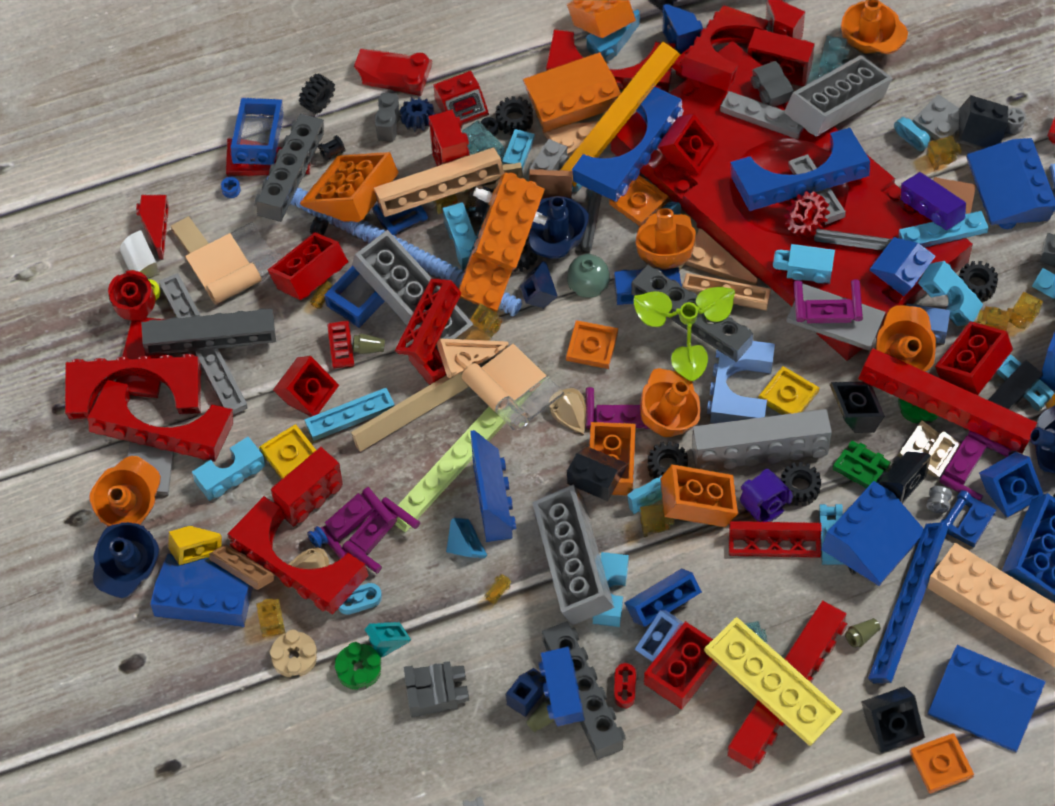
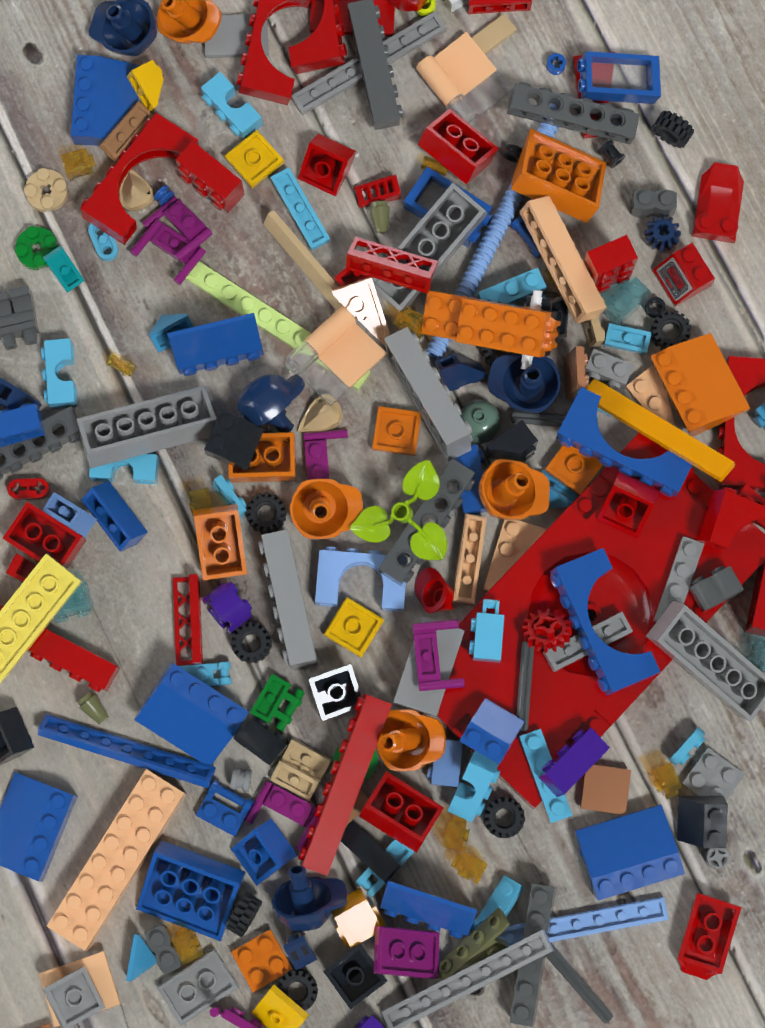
camera: 85 degrees right, 20 degrees up
(484, 650) = (58, 355): none -> medium azure arch
(553, 441) = (267, 398): none -> dark blue piece
(563, 302) = (428, 393): none -> light grey brick
(615, 240) = (513, 444): none -> black slope
(714, 693) = (20, 568): none -> red panel
(760, 317) = (433, 591): none -> red piece

